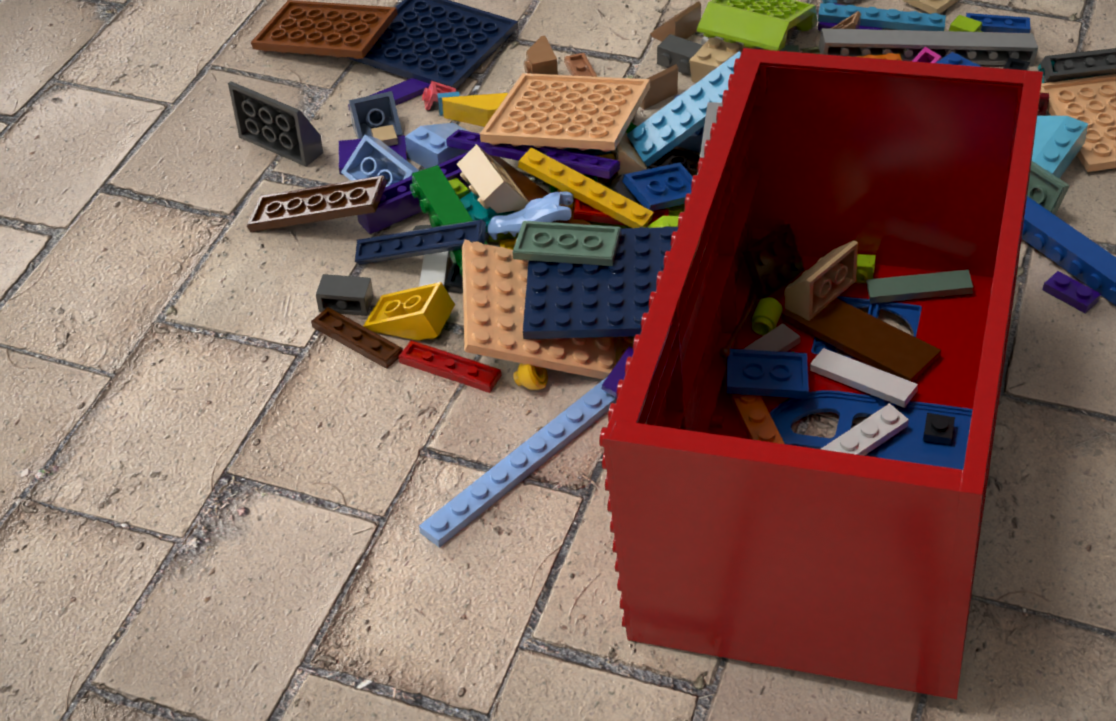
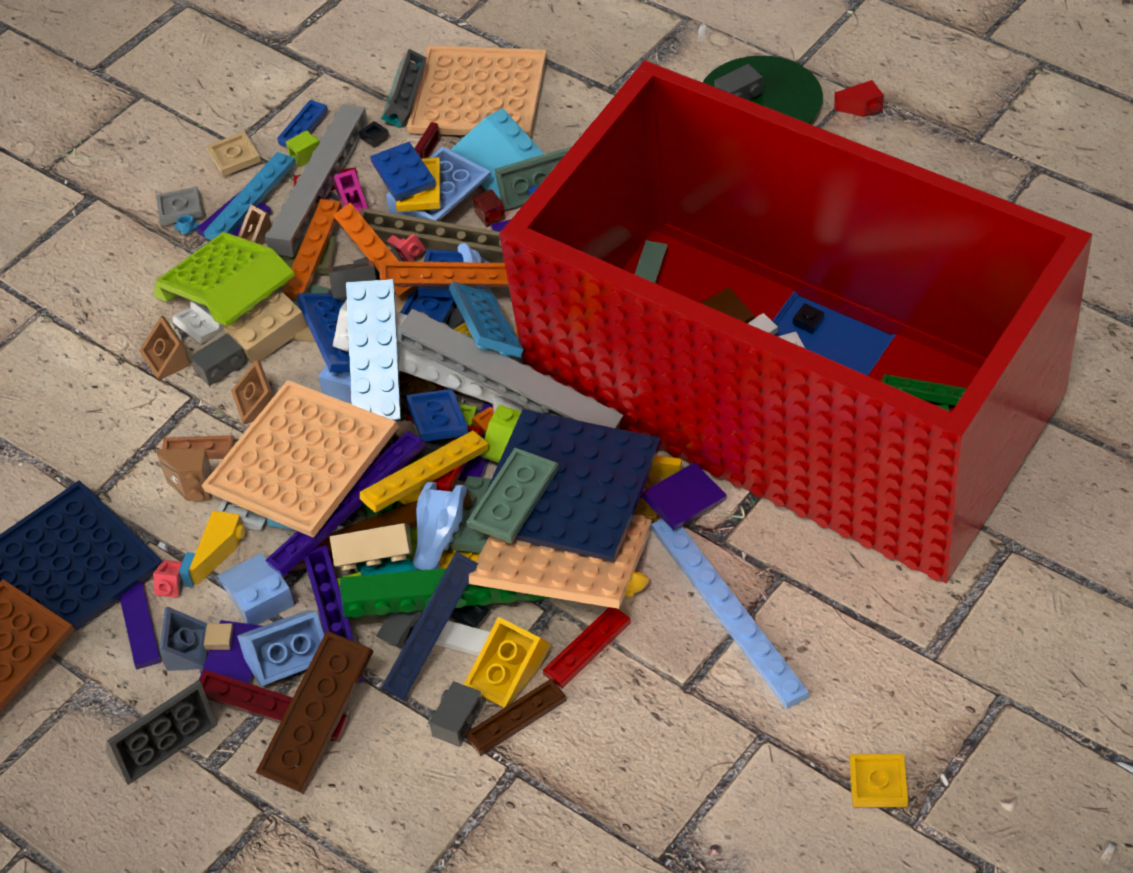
camera: 70 degrees left, 5 degrees up
(325, 173) = (252, 699): none -> dark red plate
(342, 619) = (878, 780): none -> yellow plate

